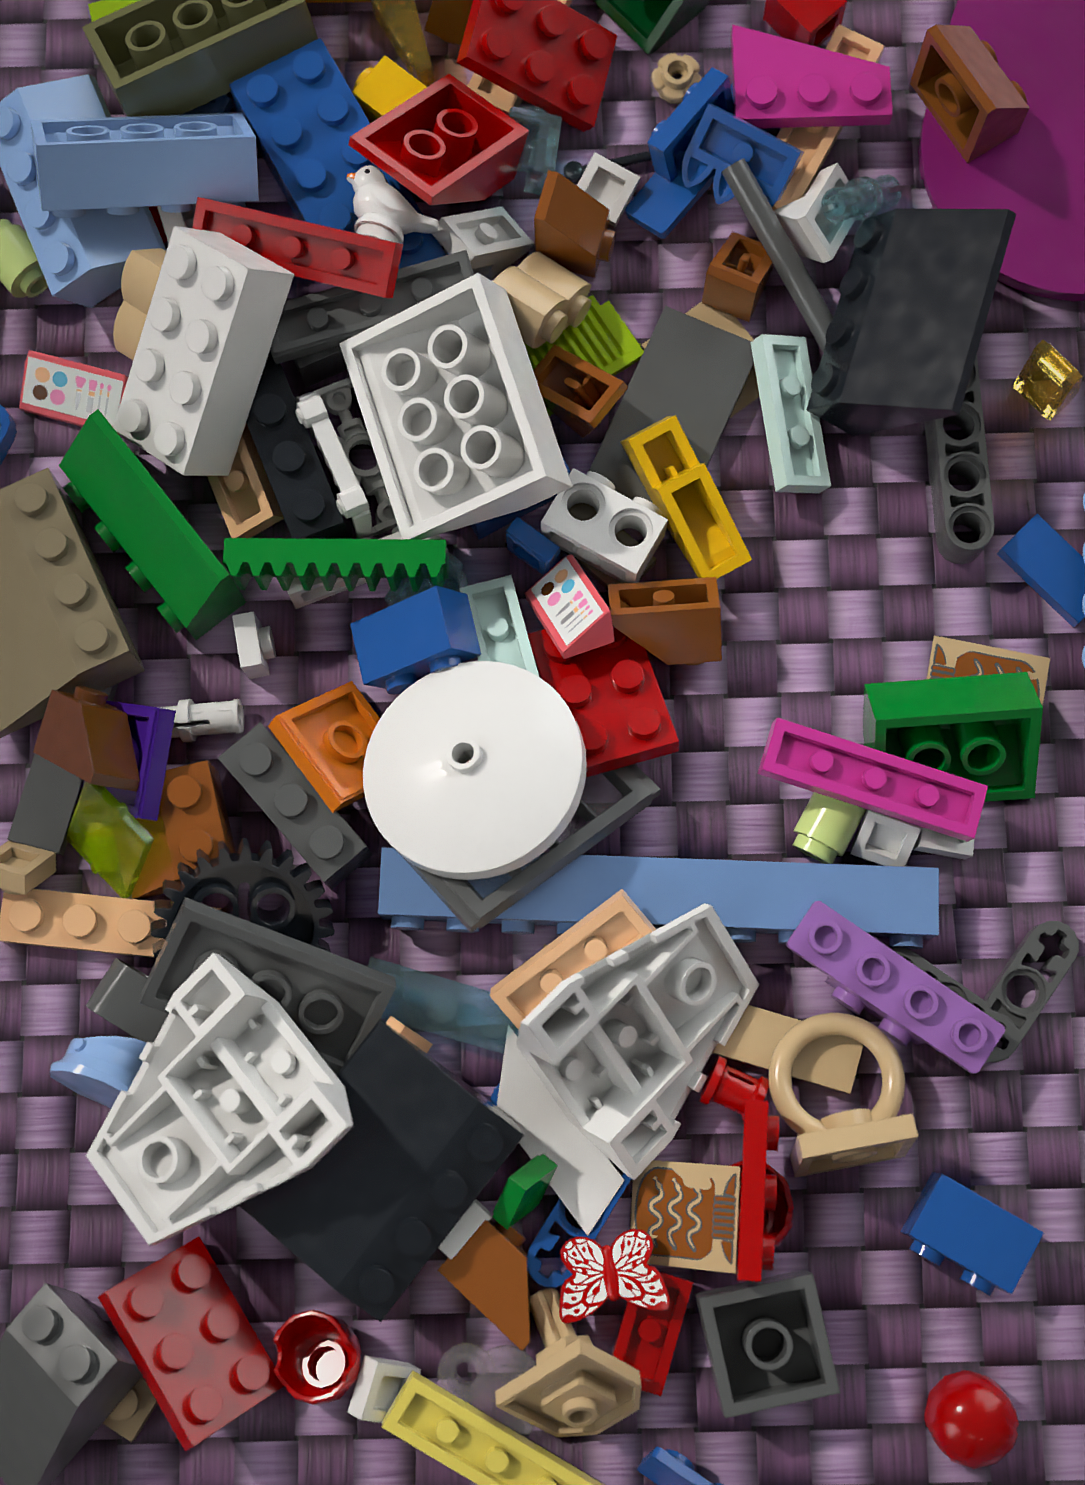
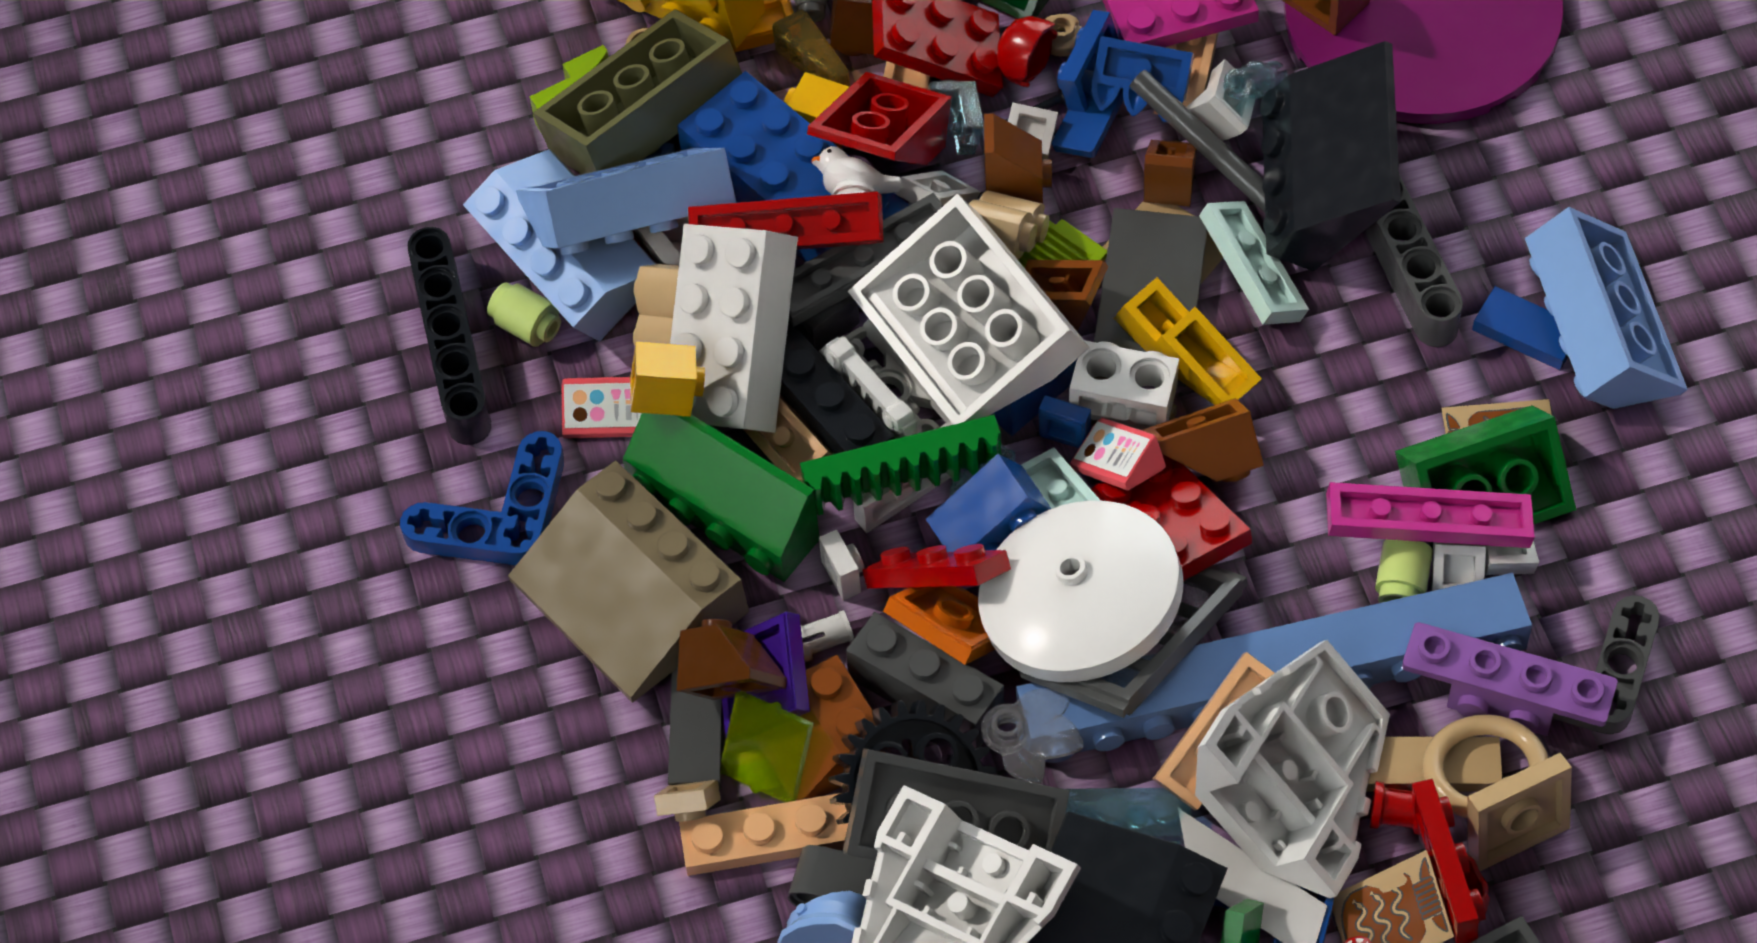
camera: 15 degrees left, 20 degrees down
(105, 404) = (665, 379): none -> yellow brick
(339, 693) = (936, 567): none -> red plate
(384, 914) = (1038, 735): none -> clear plate
(629, 90) = (1025, 49): none -> red hair
(972, 1234) = (1650, 865): blue brick -> none
(1048, 380) = (1466, 176): clear yellow slope -> none

